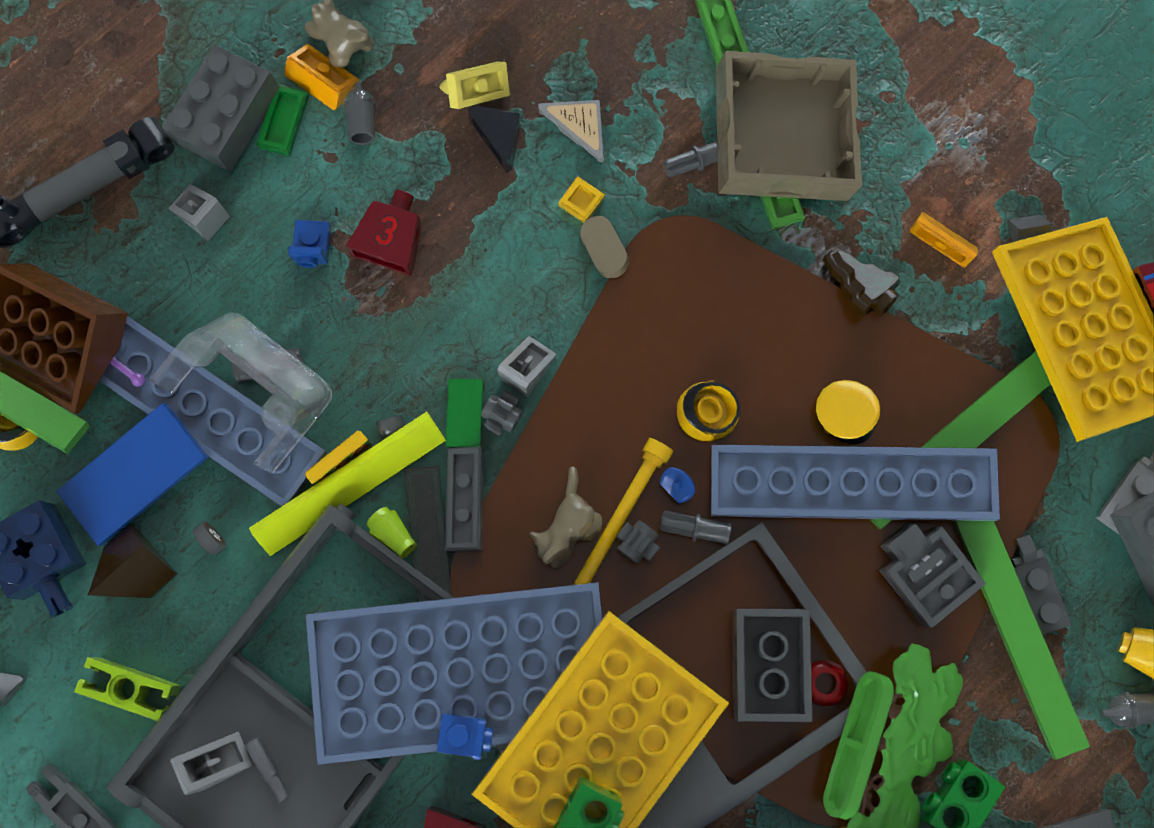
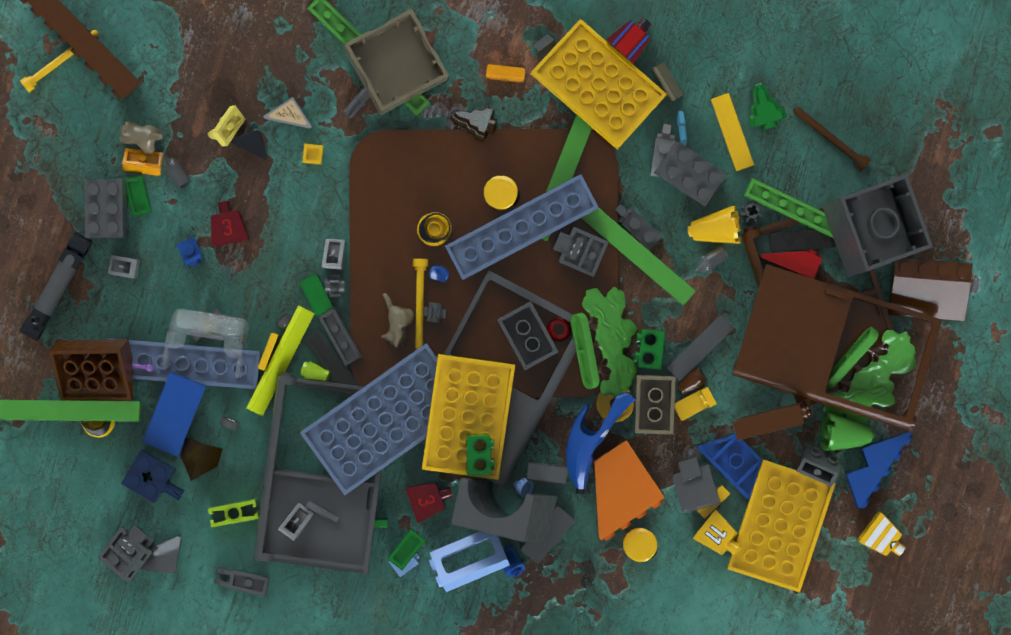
camera: 30 degrees left, 10 degrees up
(464, 736) = (403, 446): blue bracket -> none
(604, 247) = (338, 173): dark tan tile -> none
(695, 527) = (458, 289): dark grey axle -> none

